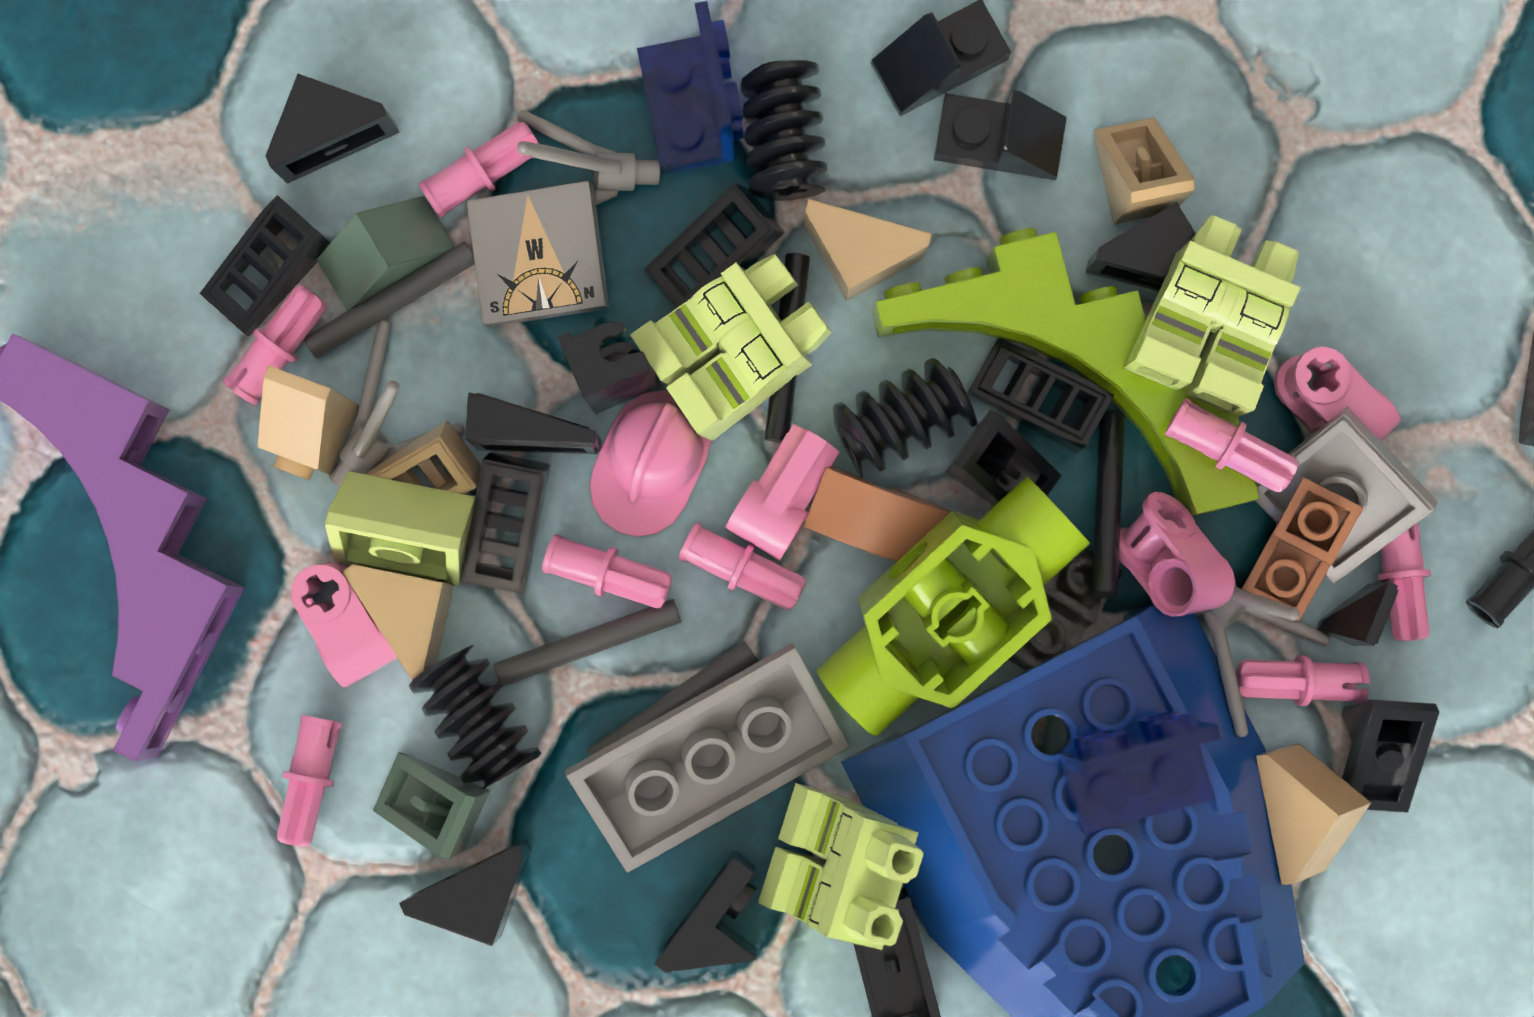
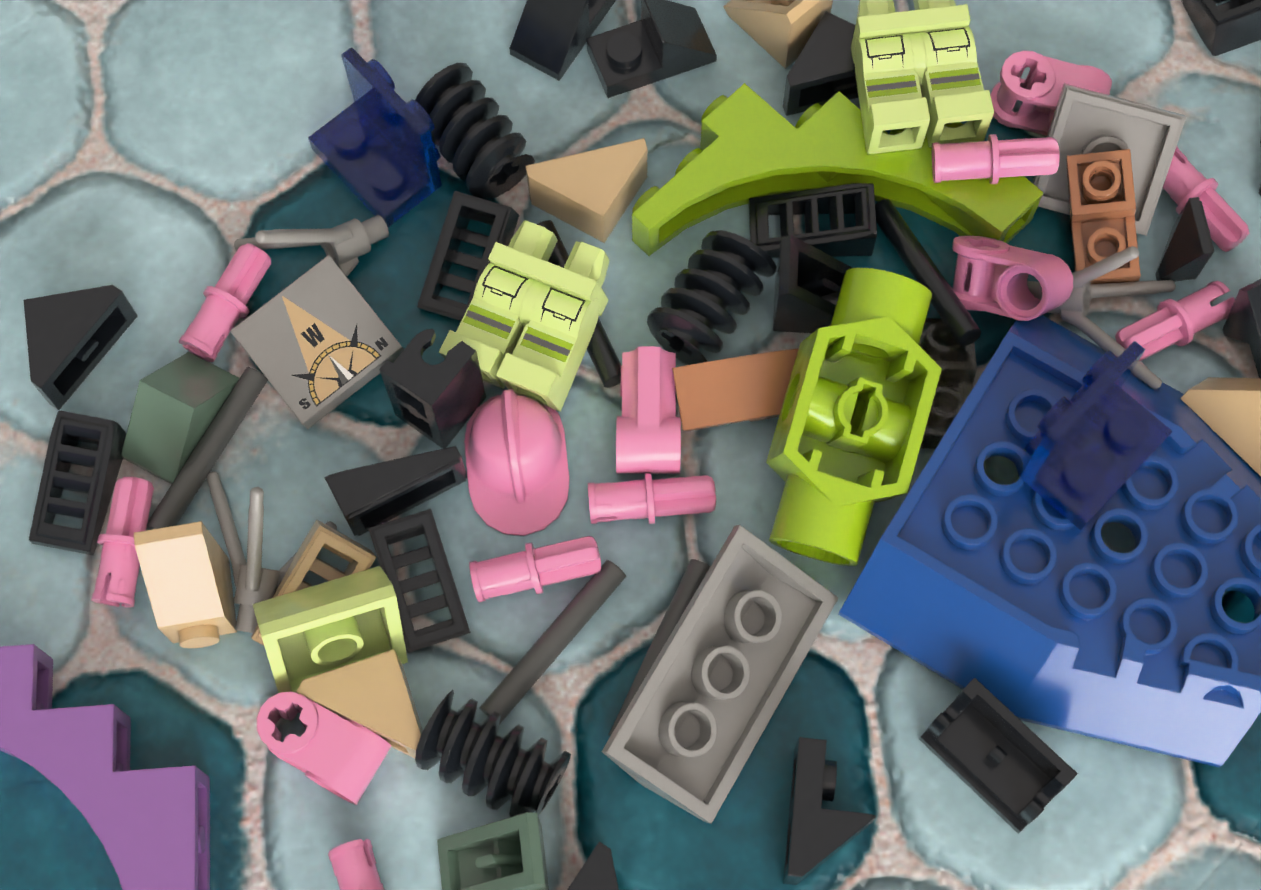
camera: 30 degrees left, 15 degrees down
(859, 883) = (910, 687): yellowish green hips -> none

